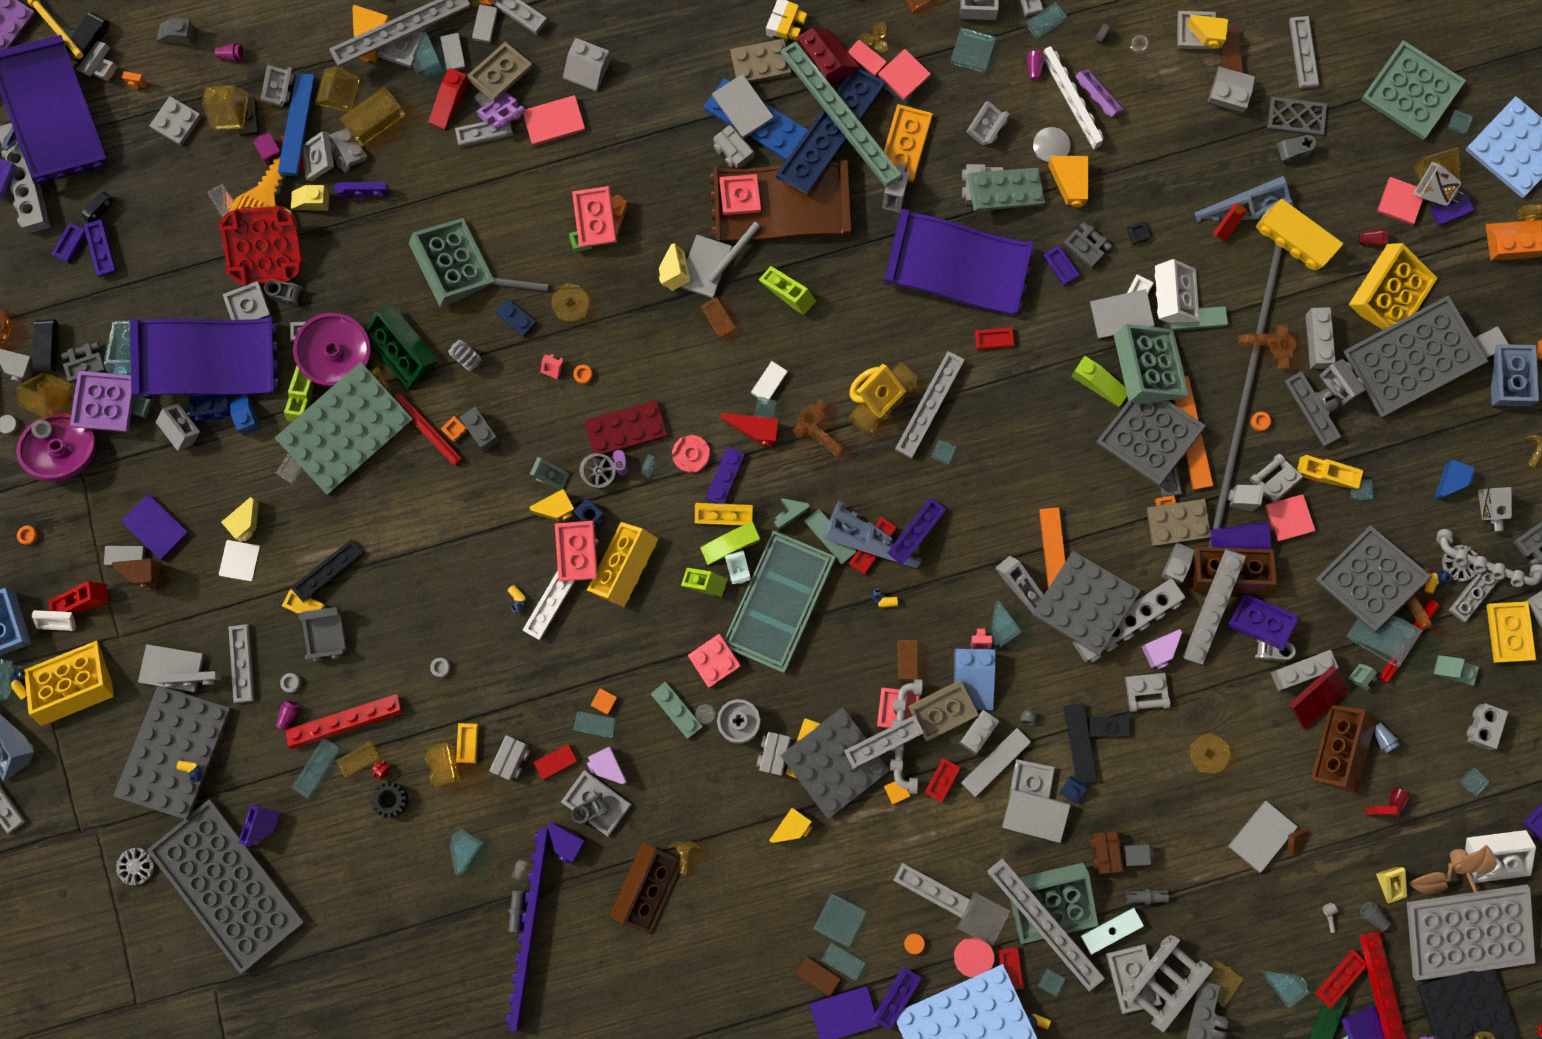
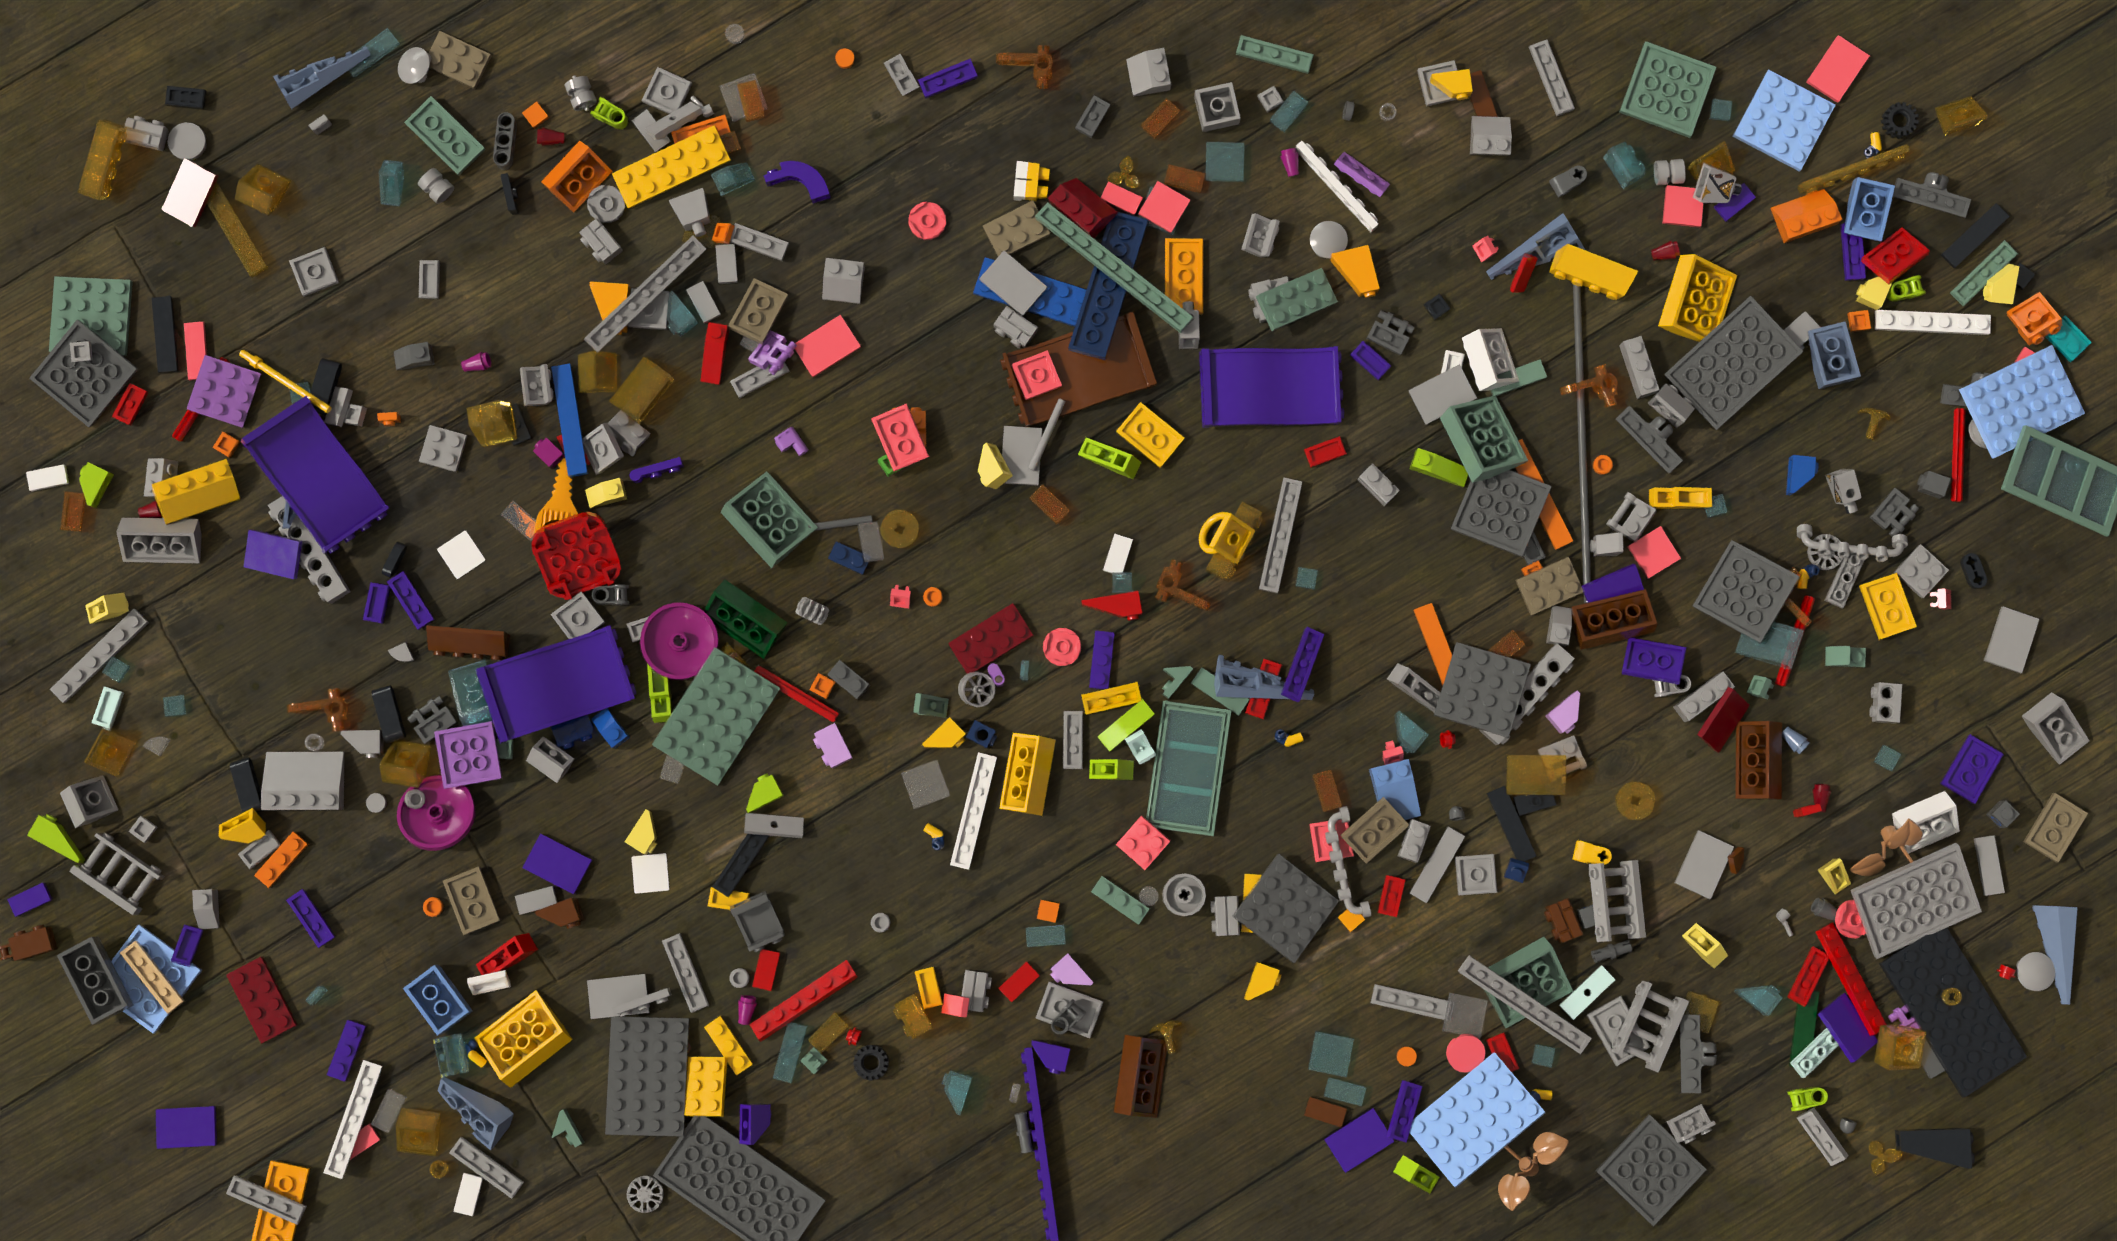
camera: 25 degrees left, 5 degrees up
(63, 539) = (471, 900): none -> dark tan plate
(77, 294) = (401, 653): none -> light grey tile
(82, 777) = (565, 1123): none -> sand green slope
(136, 297) = (468, 641): none -> reddish brown slope
(160, 220) = (461, 554): none -> white sticker
(192, 769) = (675, 1087): arm -> none
(224, 777) = (705, 1086): none -> yellow plate
(259, 745) = (728, 1045): none -> yellow plate
(318, 682) = (766, 969): none -> red tile
(336, 782) = (814, 1060): none -> sand green tile
(367, 513) = (764, 792): none -> lime slope
(377, 549) = (761, 825): none -> light grey tile
(446, 487) = (833, 746): none -> lavender brick
(486, 766) = (955, 1005): none -> coral tile
(493, 194) = (791, 438): none -> medium lavender piece
(523, 548) = (925, 784): none -> clear tile
(539, 307) = (870, 542): none -> clear tile
(576, 551) = (980, 774): coral tile -> none
(676, 544) = (1073, 740): none -> light grey tile
(680, 33) = (927, 220): none -> coral tile
(831, 279) = (1150, 435): none -> yellow plate
(883, 741) = (1327, 876): light grey plate -> none
(931, 55) = (1184, 178): none -> clear orange plate
(1036, 815) = (1488, 904): light grey tile -> none
(1037, 381) = (1378, 484): none -> light grey brick
(1038, 642) = (1447, 739): none -> red plate
(1117, 700) = (1535, 774): none -> clear yellow slope
(1123, 567) = (1507, 645): none -> clear orange plate
(1149, 792) = (1588, 852): none -> yellow piece
(1181, 852) = (1632, 900): none -> light grey fence
(1199, 190) = (1485, 248): none -> coral tile
(1214, 606) = (1604, 660): light grey plate -> none
(1243, 917) = (1705, 945): none -> light yellow slope
(1288, 105) = (1568, 131): dark grey window -> none
(1353, 146) = (1624, 164): none -> clear light blue slope
(1396, 164) = (1669, 172): none -> light grey wheel
(1396, 933) = (1849, 921): none -> coral tile

